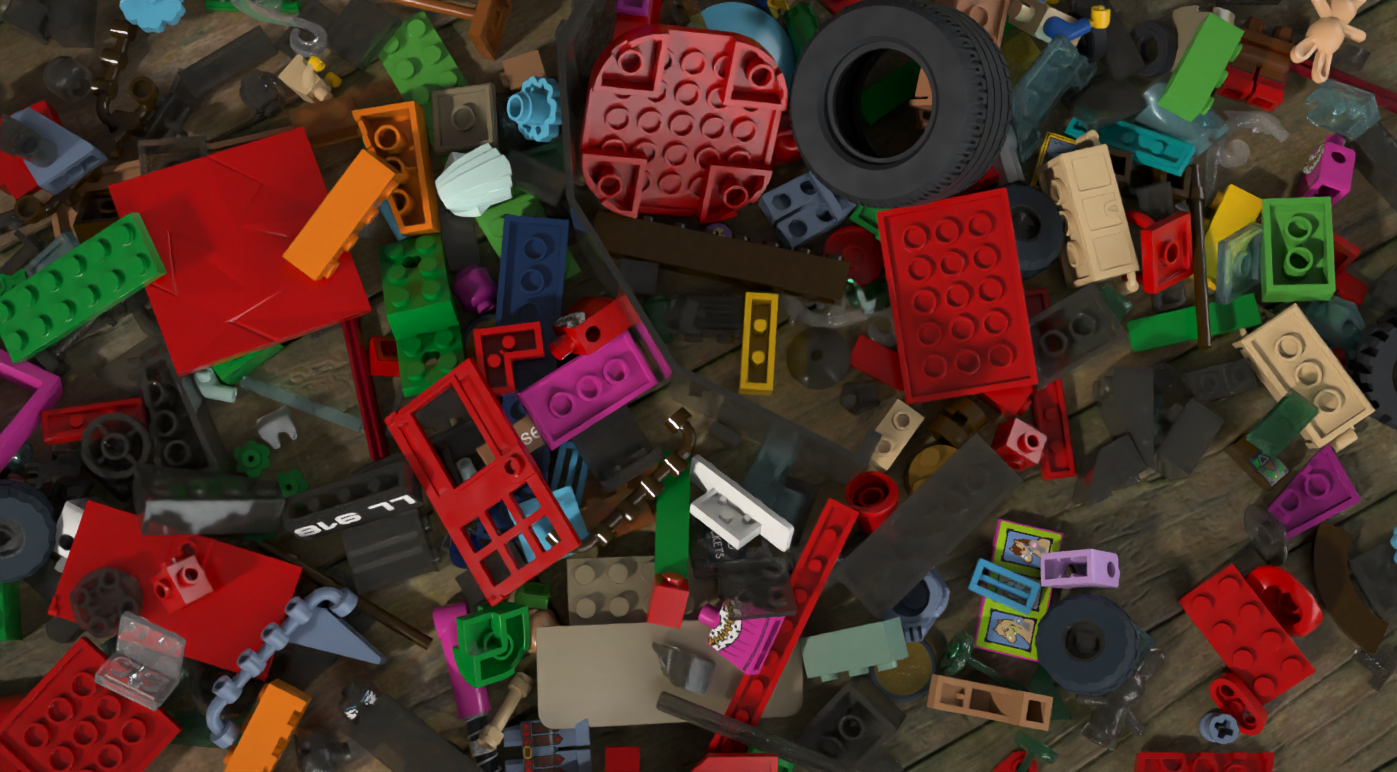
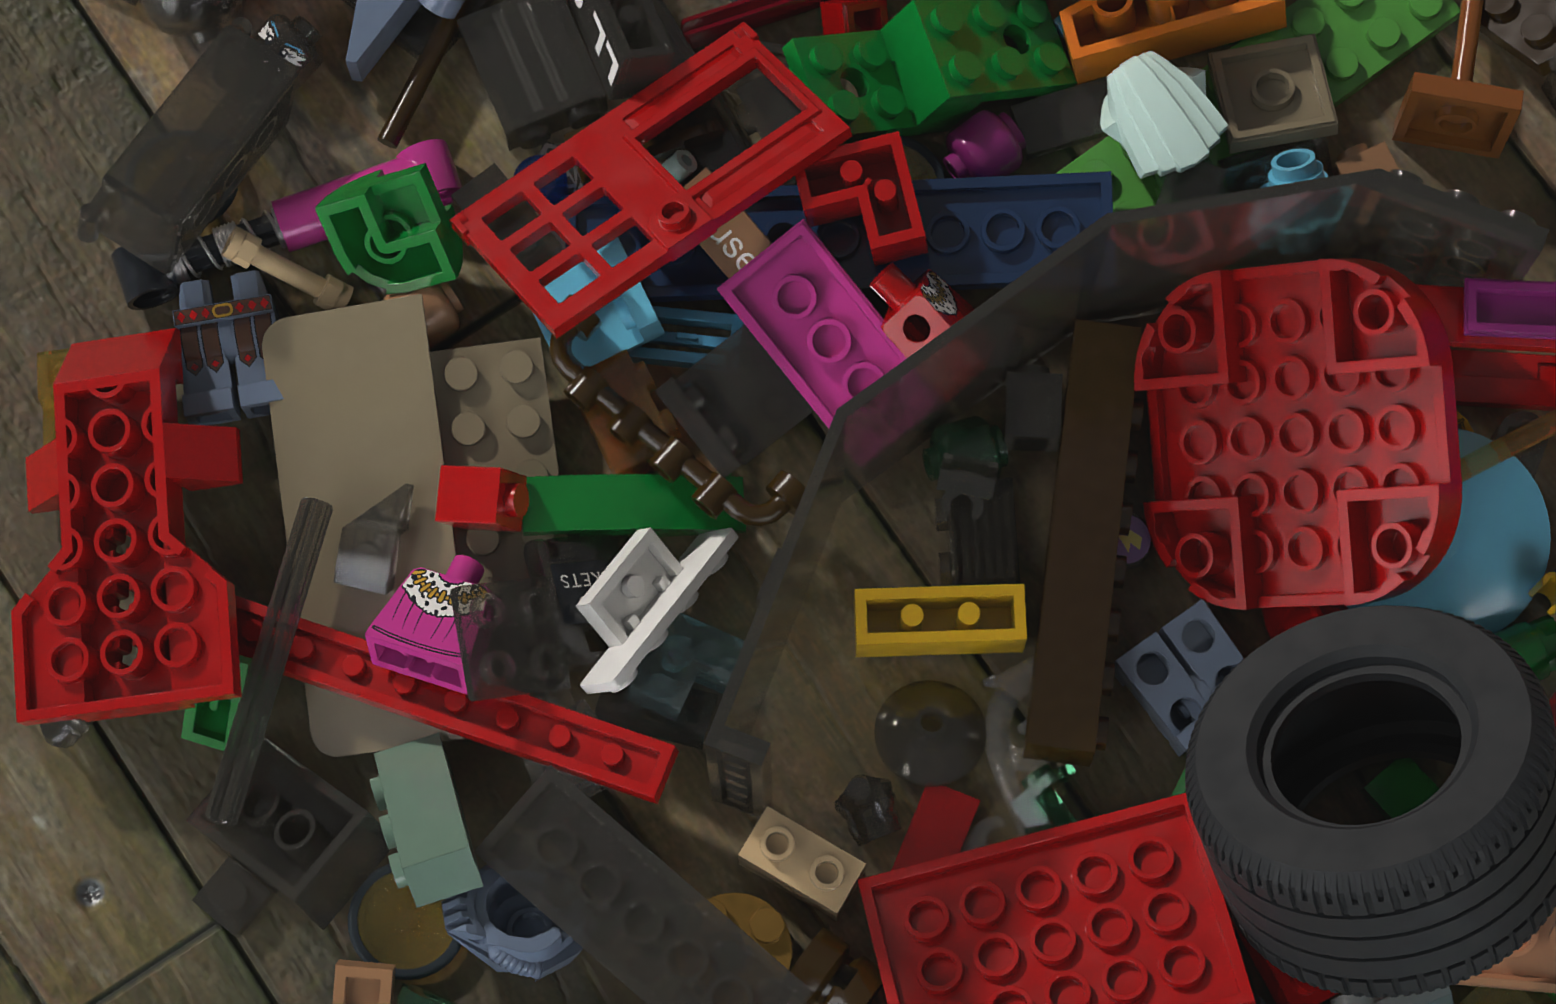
camera: 90 degrees right, 5 degrees down
(534, 595) = (480, 297): bright green tile -> none
(859, 249) = (1125, 775): red tile -> none
(873, 496) = (688, 830): red hat -> none

